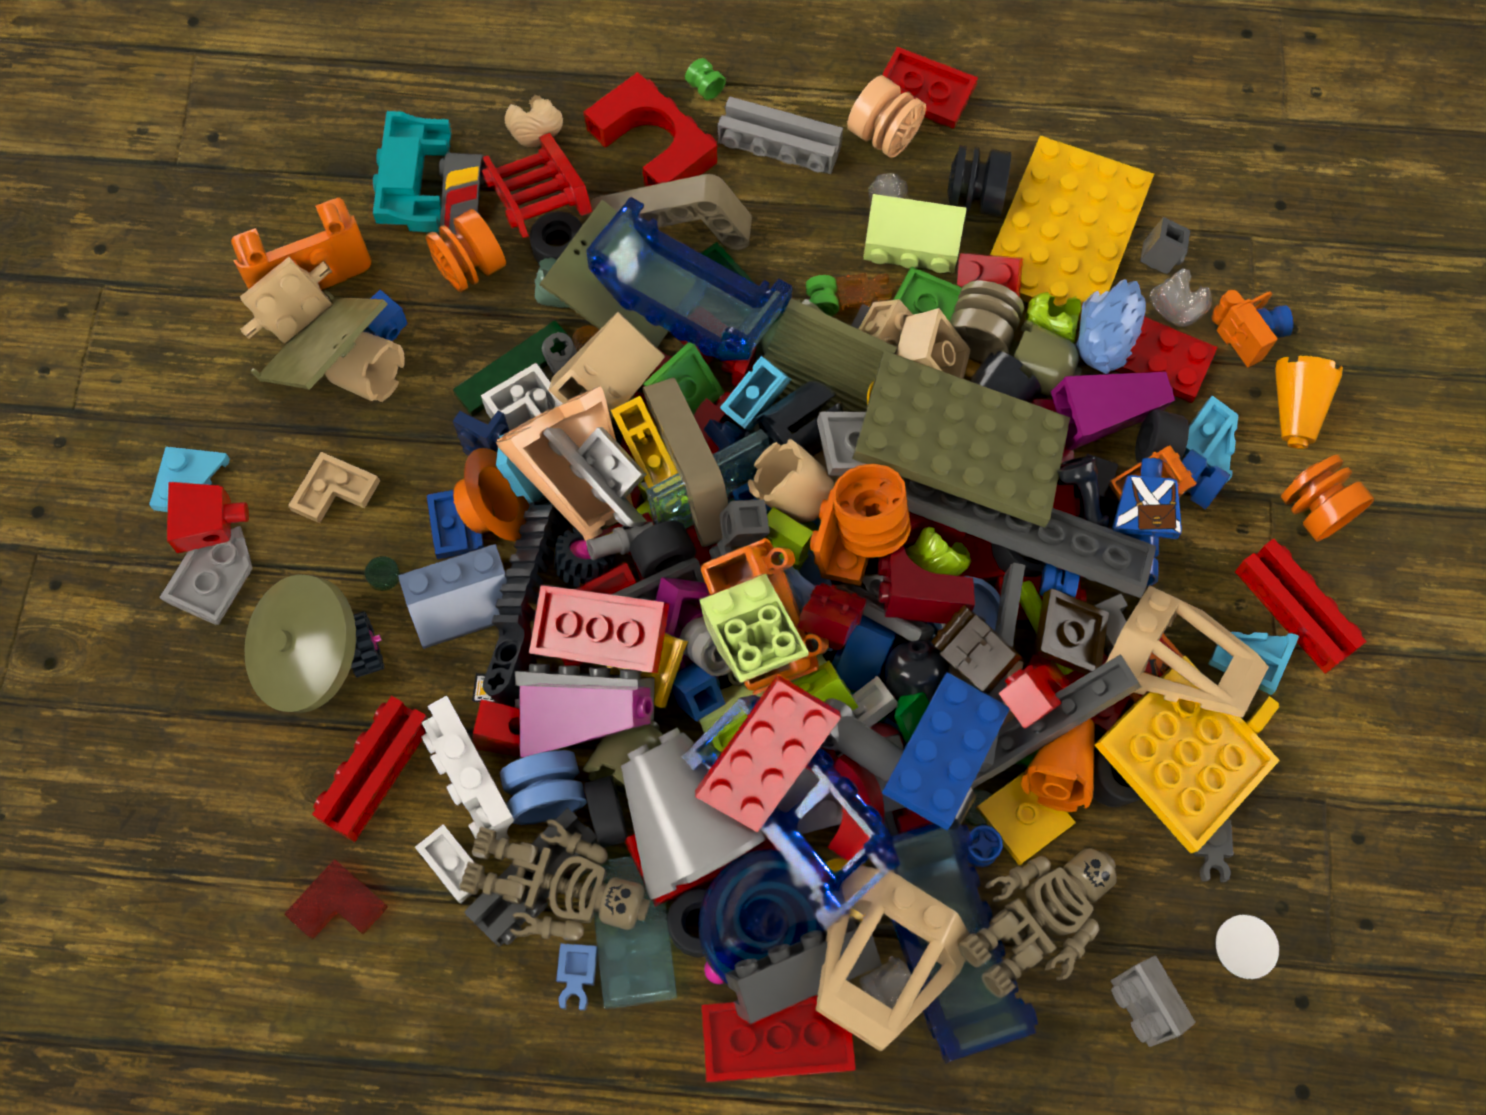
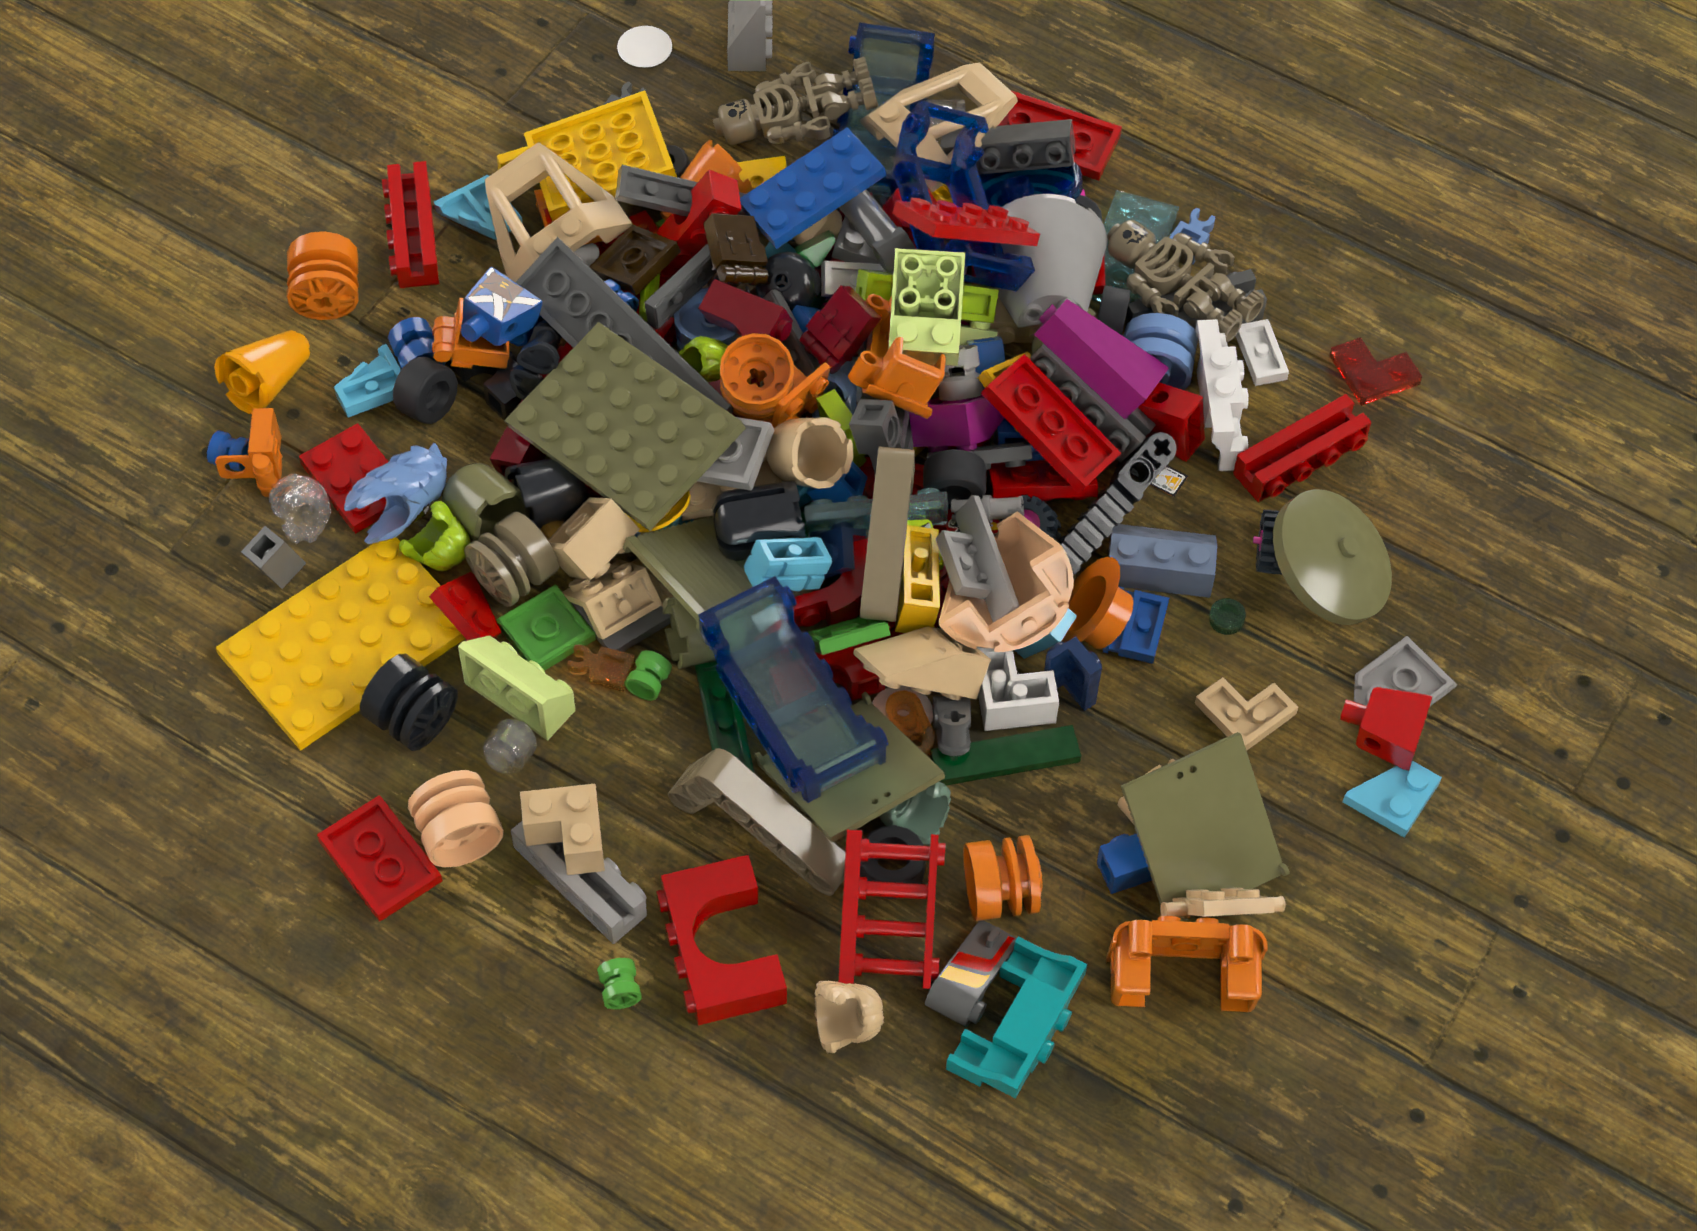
camera: 155 degrees left, 10 degrees down
(800, 136) = (566, 817): none -> tan brick
(1108, 403) = (462, 429): magenta slope -> none

